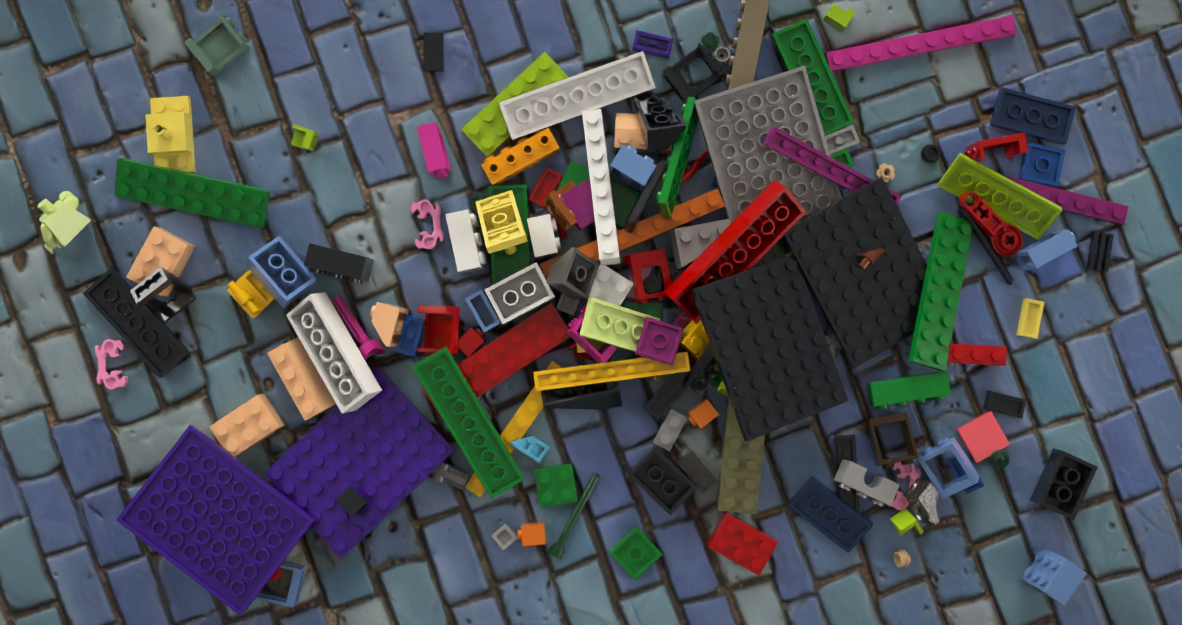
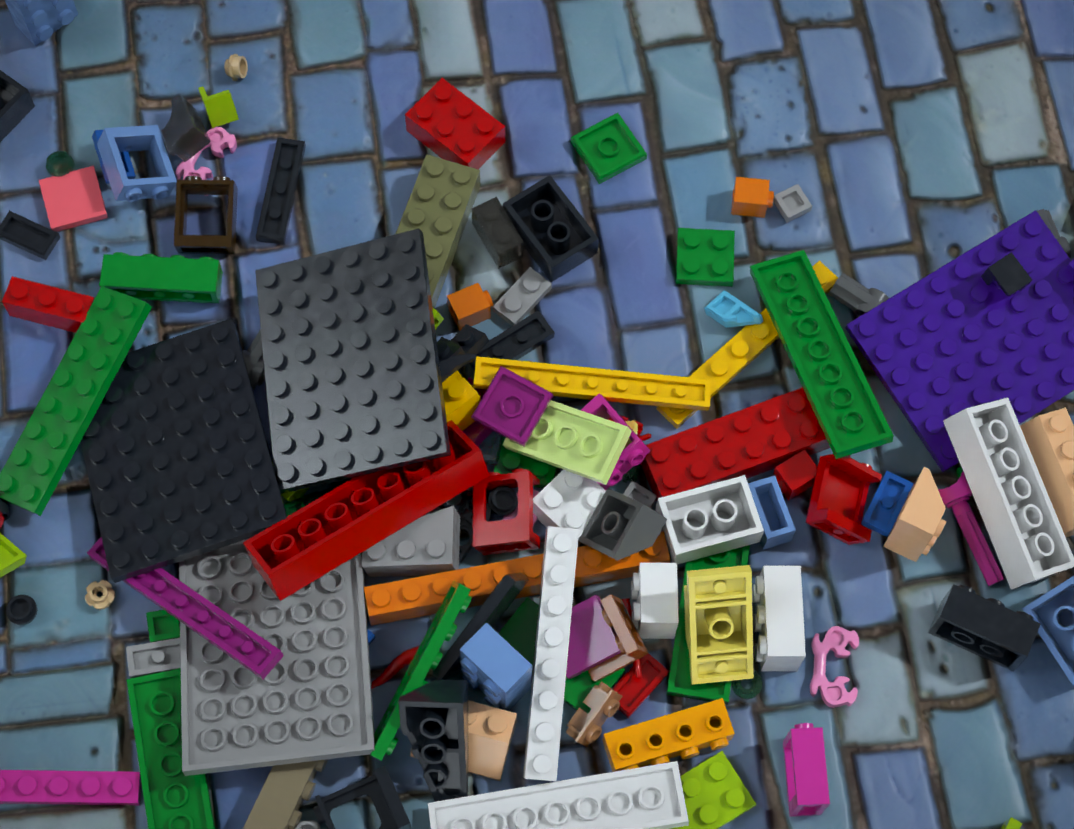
camera: 175 degrees left, 20 degrees down
(557, 548) = (719, 172): dark green piece -> none
(564, 167) = (587, 726): none -> medium nougat hinge
(590, 396) = (643, 358): black wedge -> none
(830, 514) = (320, 141): dark blue tile -> none
(852, 477) = (242, 154): light grey arch -> none
(871, 257) = (163, 460): copper bar -> none

